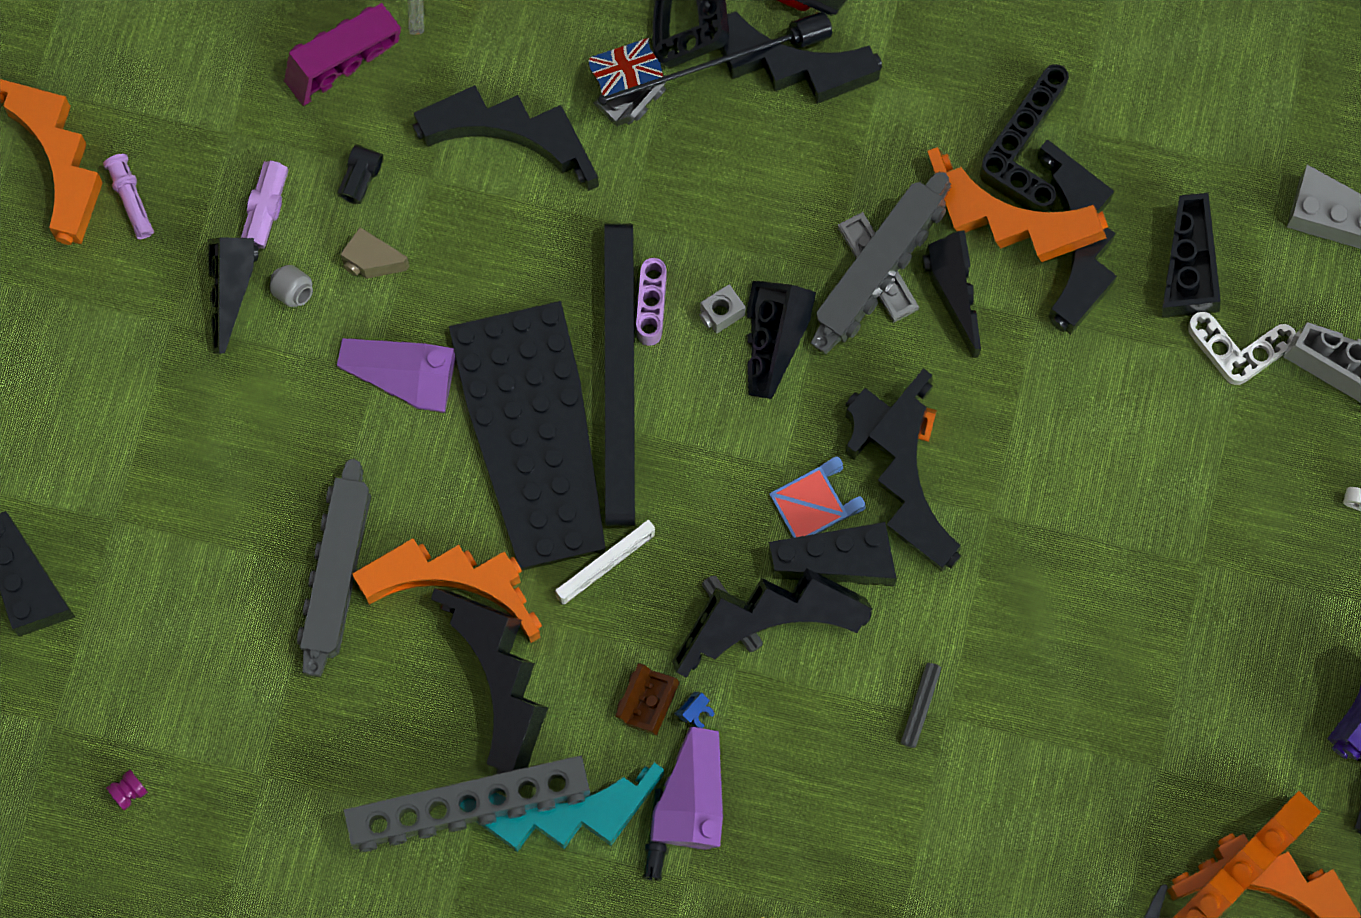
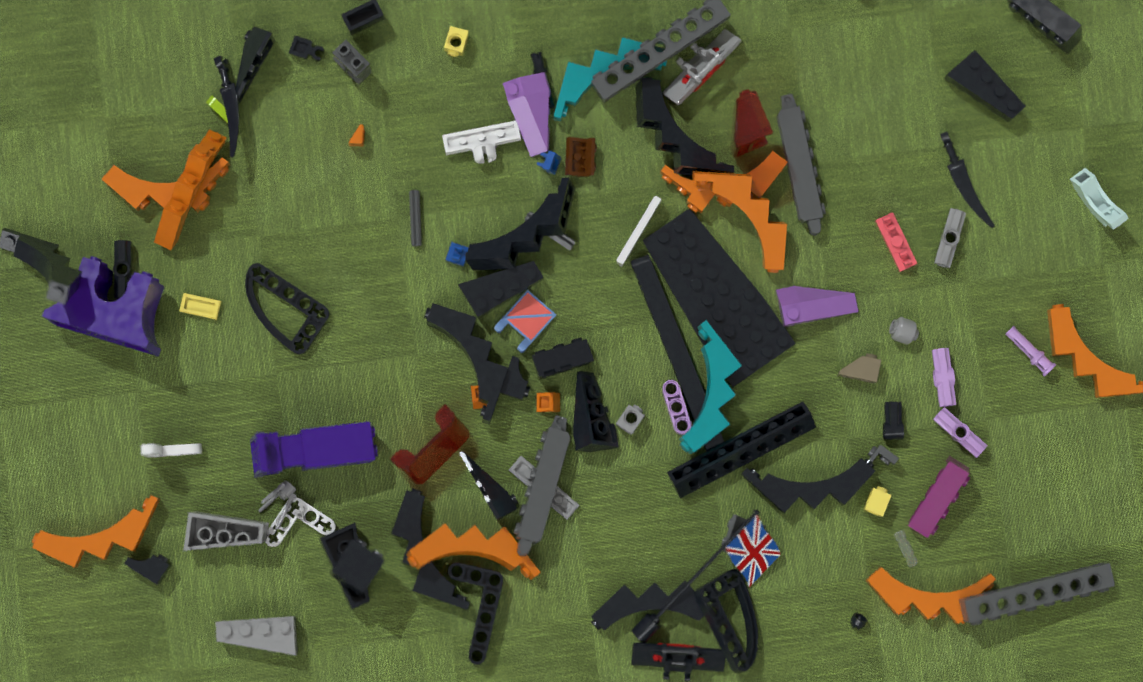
camera: 155 degrees right, 10 degrees up
(115, 462) = (962, 181): none -> black sword
(157, 400) = (953, 226): none -> light grey piece
(231, 268) = (944, 326): black wedge -> none
(247, 413) = (896, 242): none -> coral plate
(282, 138) = (950, 423): none -> lavender piece
(388, 635) = (748, 124): none -> clear red windscreen
(392, 134) = (886, 456): none -> dark grey bracket
(417, 762) = (701, 66): none -> light grey piece
(428, 77) = (877, 501): none -> light yellow brick
(442, 554) = (738, 190): none -> orange arch
(570, 323) = (719, 365): none -> teal arch
(584, 209) = (741, 449): none -> black brick
(781, 779) = (482, 140): none -> white plate
(786, 425) = (562, 358): none -> black wedge
(827, 378) = (548, 402): none -> orange slope
(879, 631) = (457, 254): none -> blue tile
(963, 851) = (358, 137): none -> orange slope
(981, 382) = (436, 451): none -> clear red windscreen
(1141, 652) = (294, 301): none -> black beam
(1184, 235) = (357, 566): none -> black brick
(1188, 424) = (313, 448): none -> dark purple brick
(1246, 392) = (284, 491): none -> light grey plant
(1280, 698) = (200, 306): none -> light yellow tile

